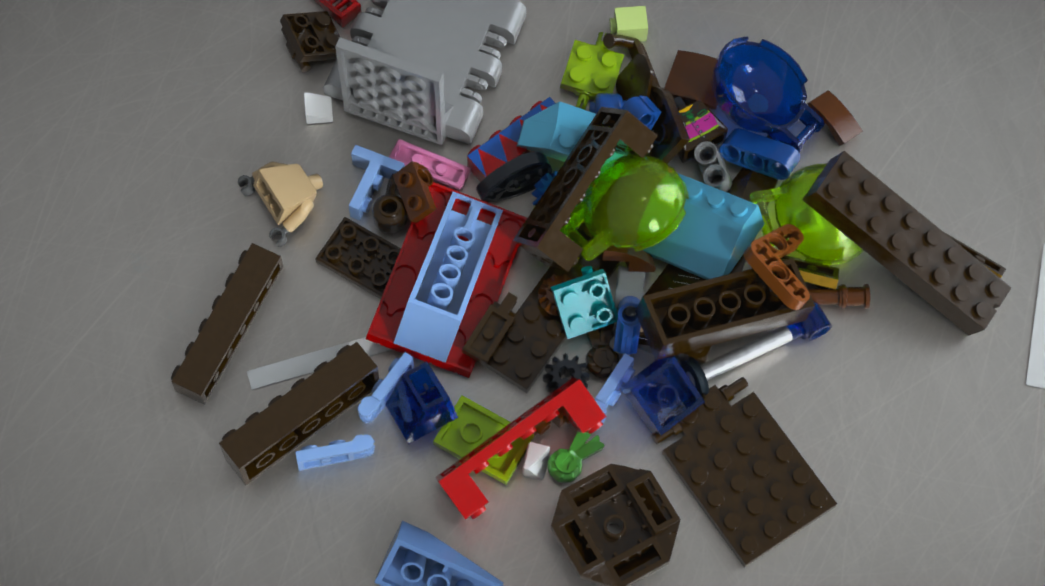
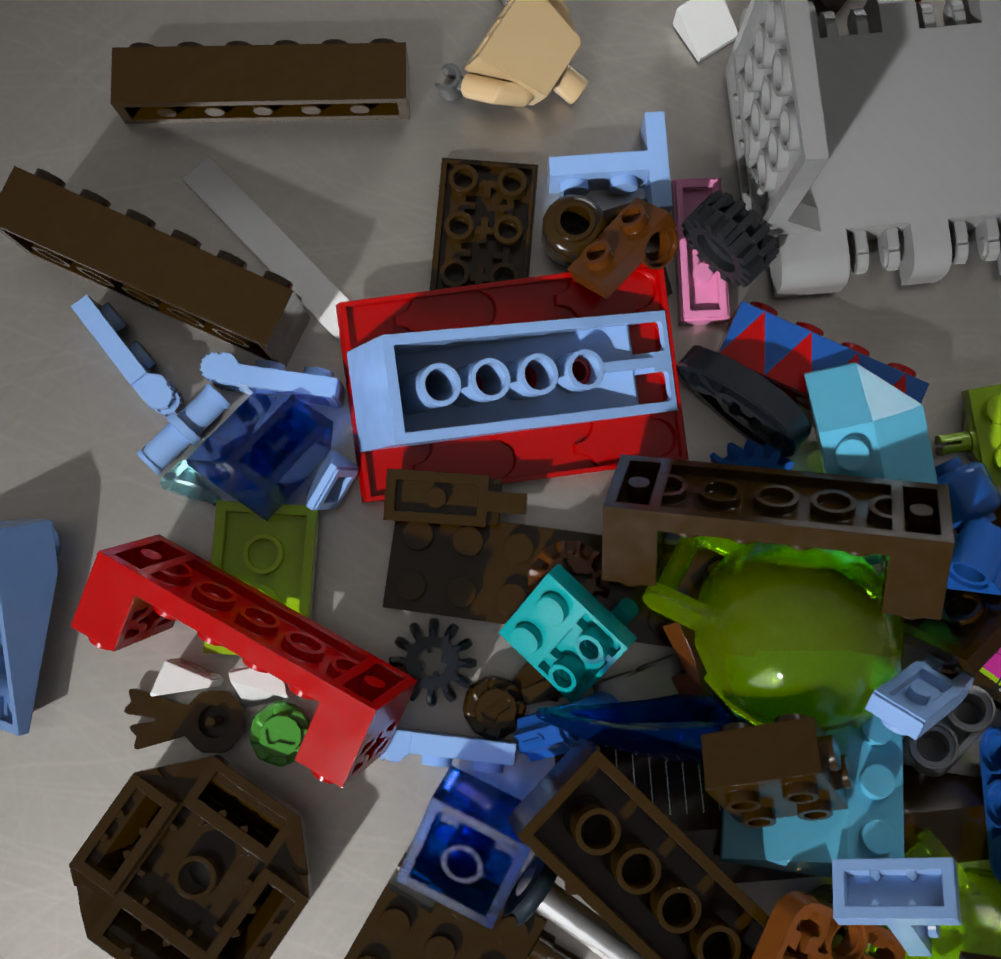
camera: 70 degrees right, 15 degrees up
(386, 443) = (183, 429): none -> light blue pin
(418, 452) = (189, 483): none -> clear light blue slope
(436, 145) = (730, 238): none -> black tyre
(451, 384) = (331, 482): none -> light blue slope
(513, 497) = (181, 676): none -> white slope
(541, 497) = (210, 721): none -> dark brown piece
(650, 277) = (652, 728): none -> clear blue piece
(688, 166) = (918, 697): none -> light blue hinge
(690, 233) = (776, 770): none -> dark brown brick
(764, 207) = (902, 893): none -> light blue bracket

